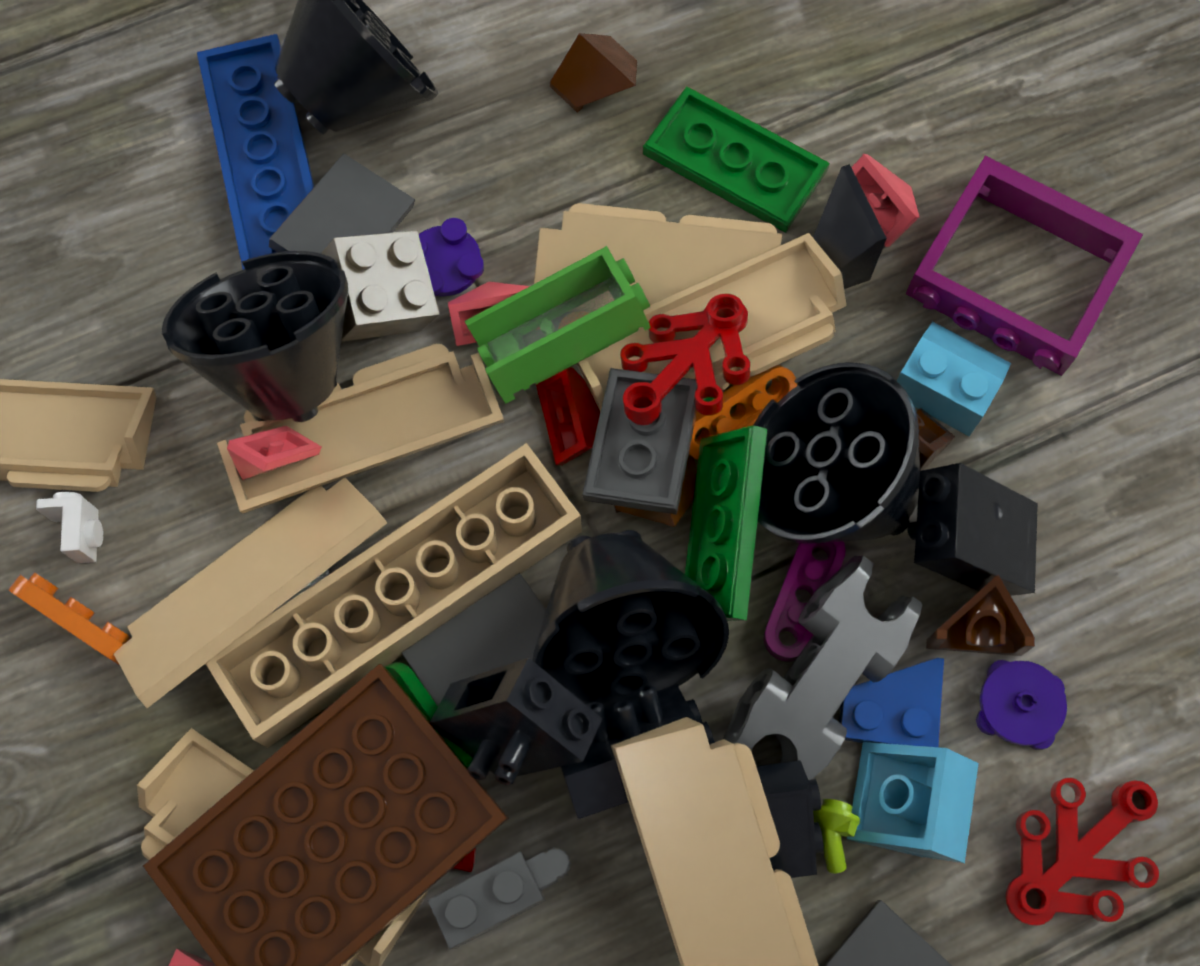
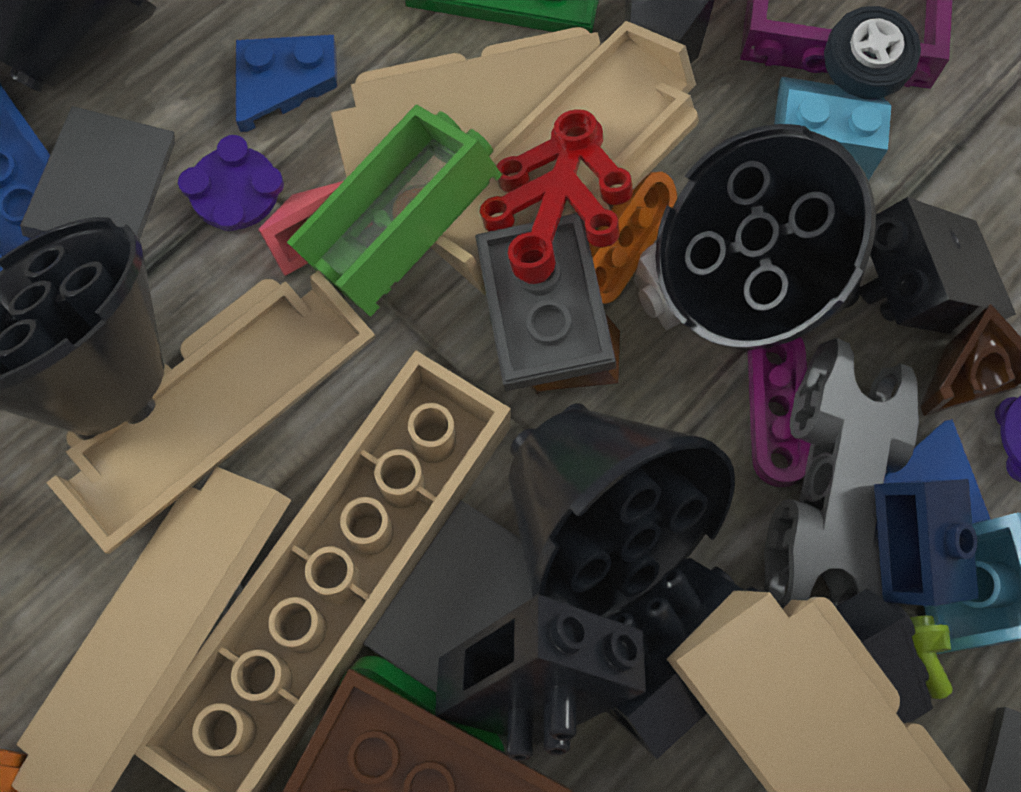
camera: 25 degrees left, 0 degrees up
(270, 451) = (114, 469): coral slope -> none
(386, 284) = (183, 229): brick -> none
(518, 179) = (281, 74): none -> blue wing
(568, 414) = (444, 306): red slope -> none
(726, 516) = (671, 346): green tile -> none
(865, 743) = (926, 542): none -> dark blue brick
(1019, 319) = (881, 35): none -> black wheel

